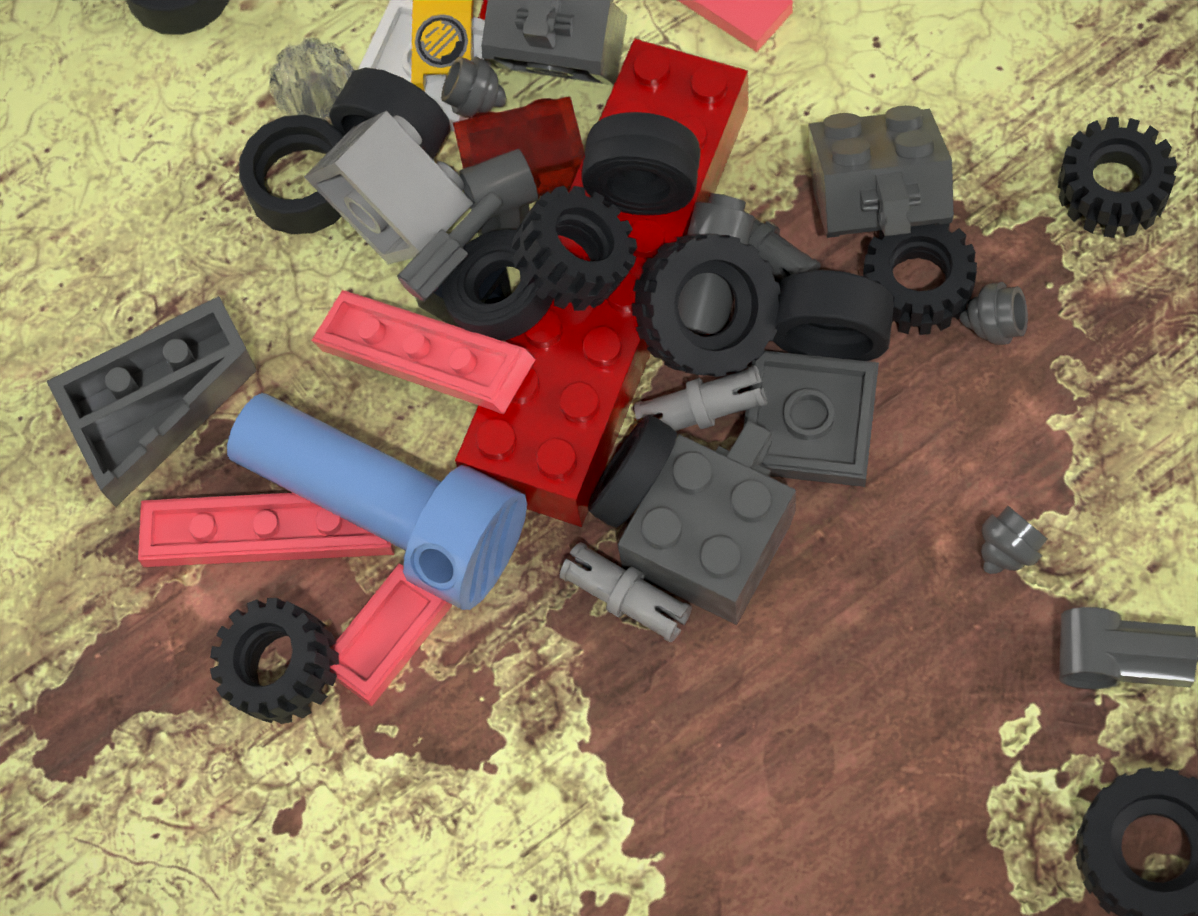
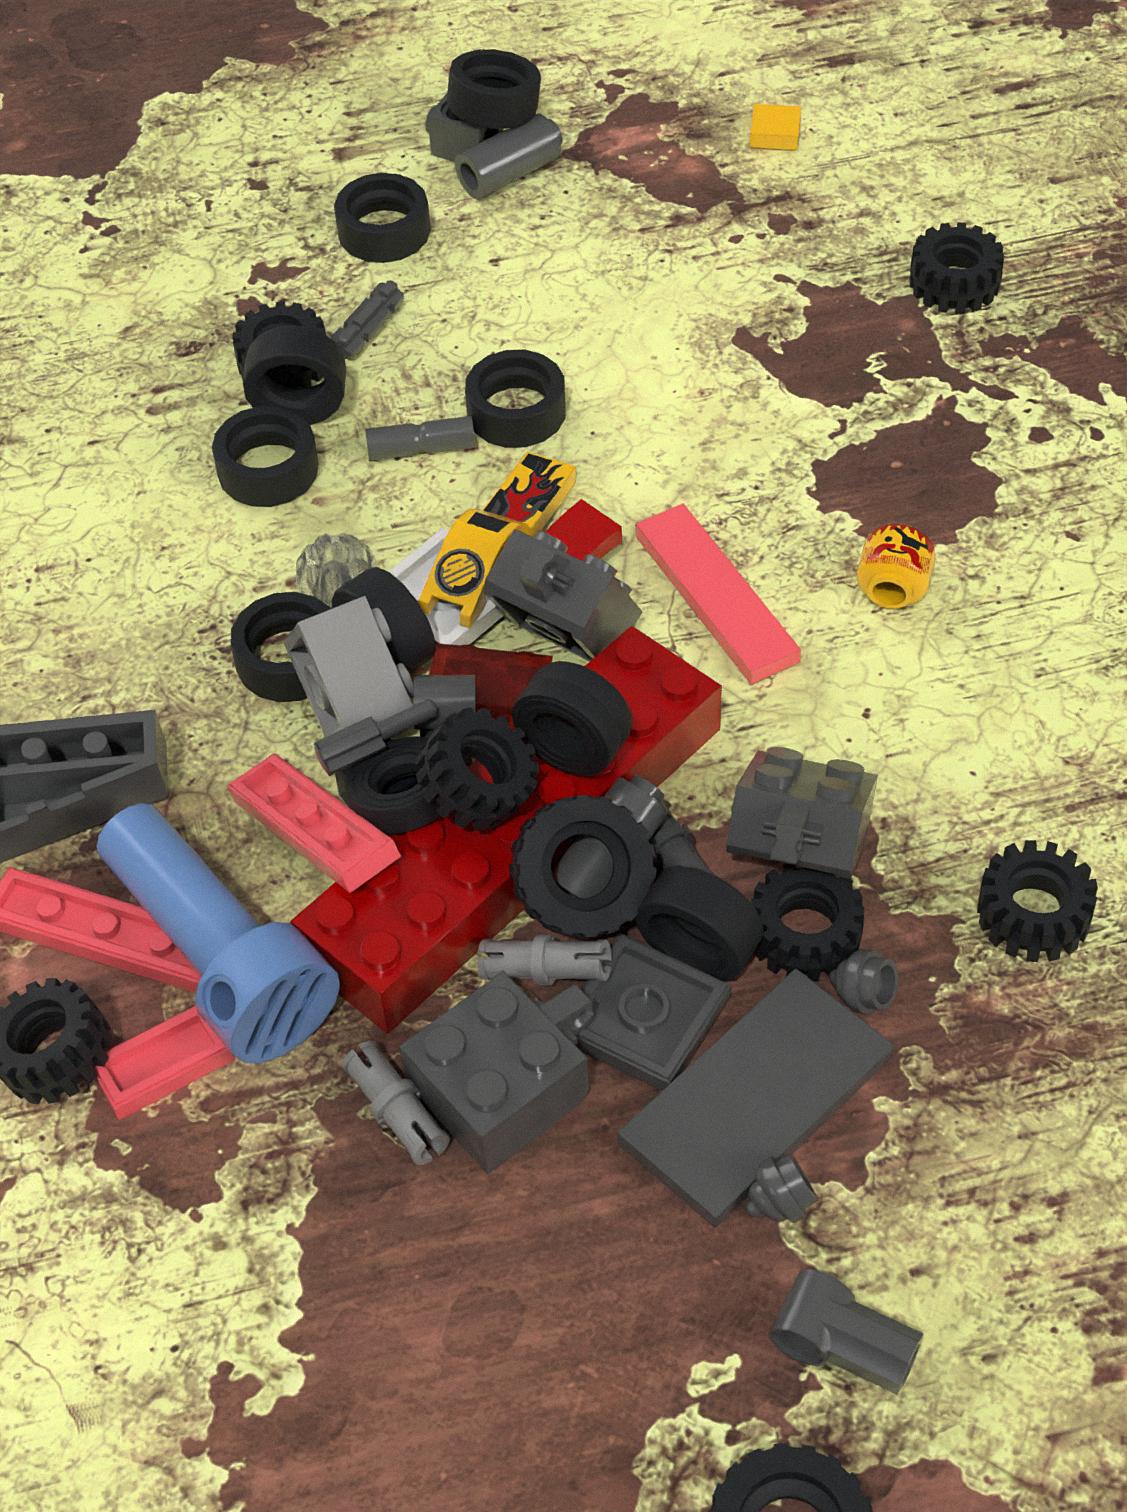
camera: 15 degrees right, 15 degrees down
(472, 87) = (468, 619): dark grey plate -> none
(632, 471) = (446, 988): black tyre -> none
(945, 459) = (754, 1095): none -> dark grey tile

